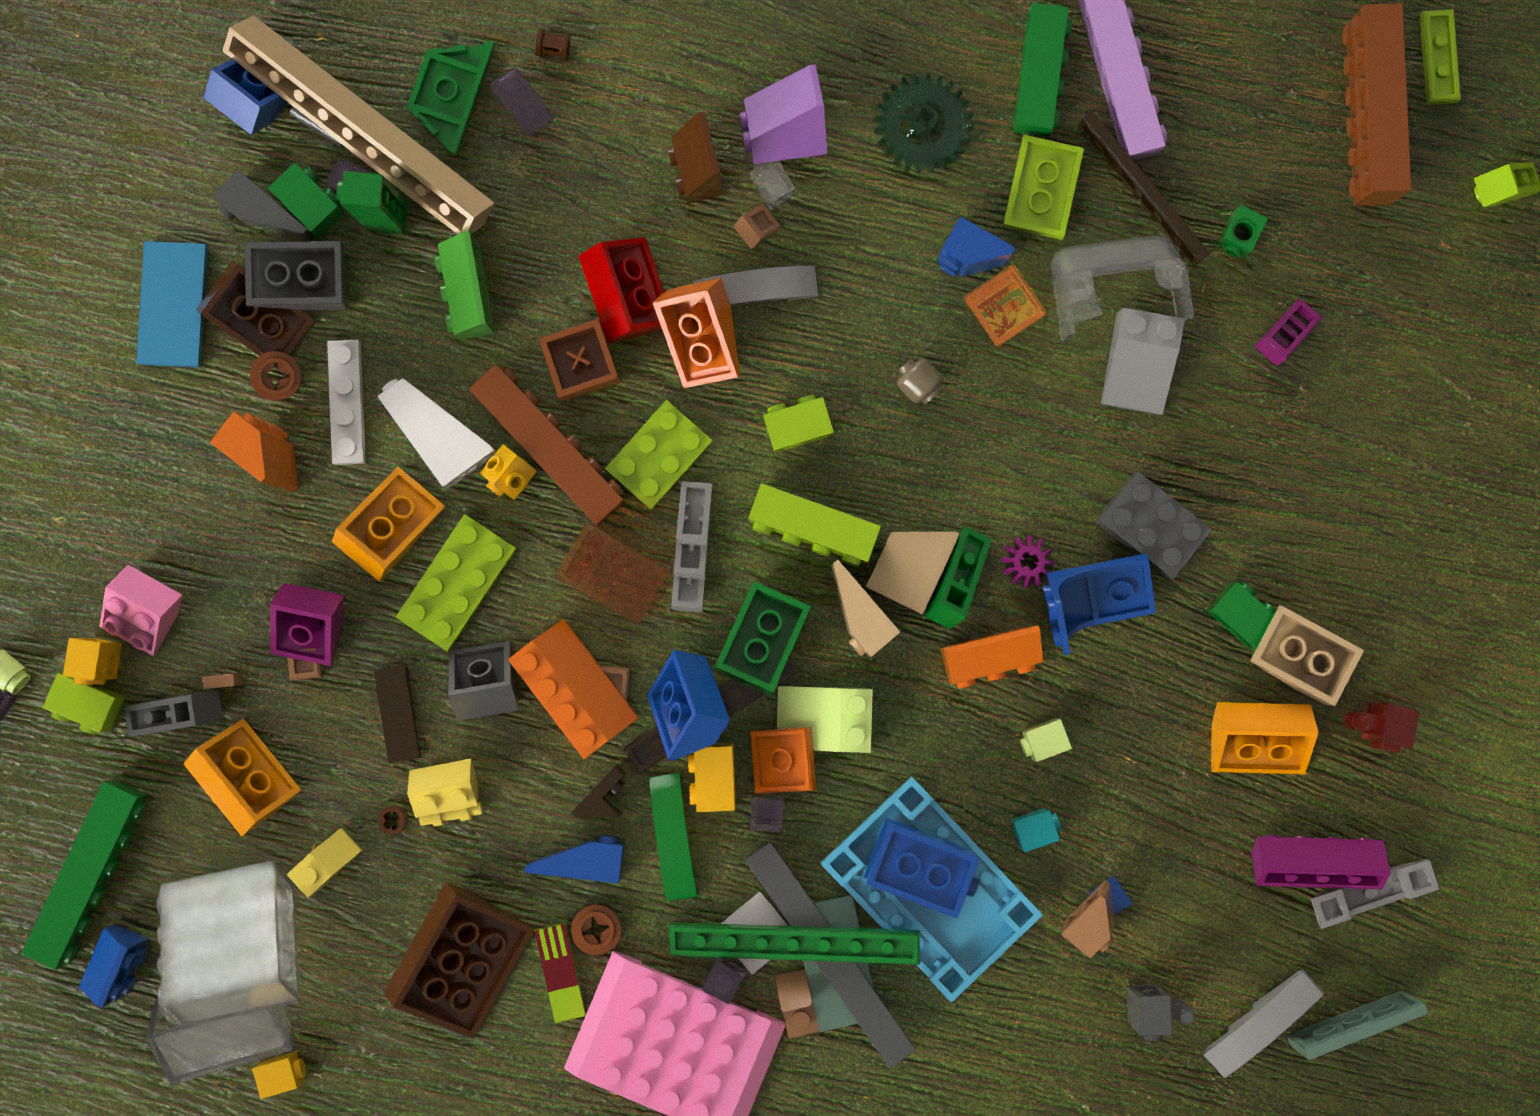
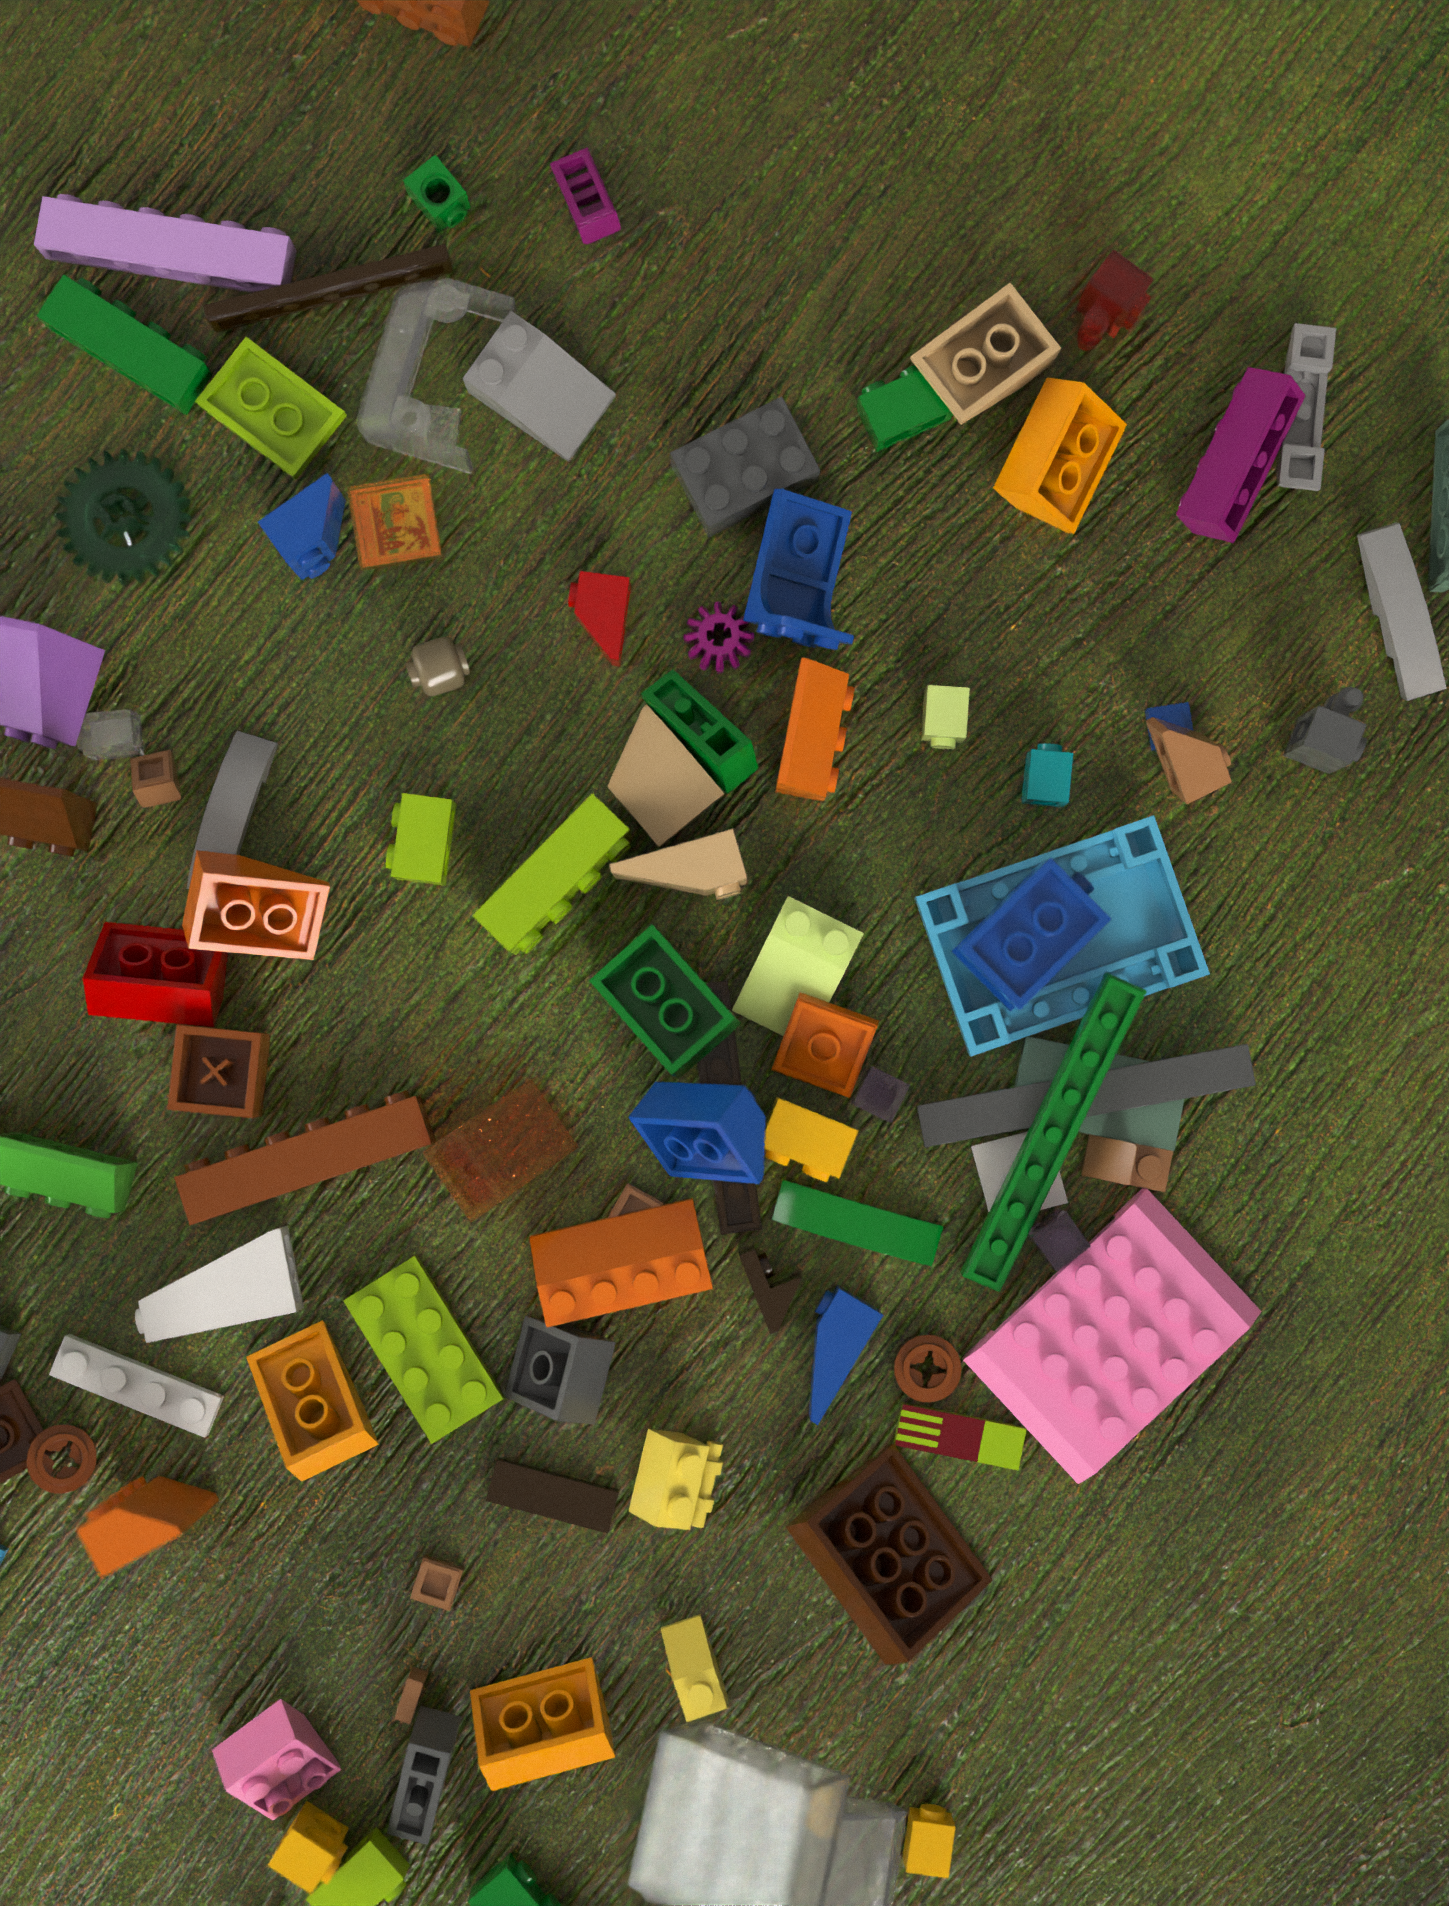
camera: 75 degrees left, 0 degrees up
(305, 620) = (384, 1559): magenta slope -> none
(402, 820) = (687, 1548): reddish brown bush -> none
(507, 473) = (316, 1224): yellow brick -> none
(659, 454) = (381, 1027): lime plate -> none
(691, 546) = (512, 1038): light grey slope -> none
(1009, 474) = (602, 610): none -> red slope

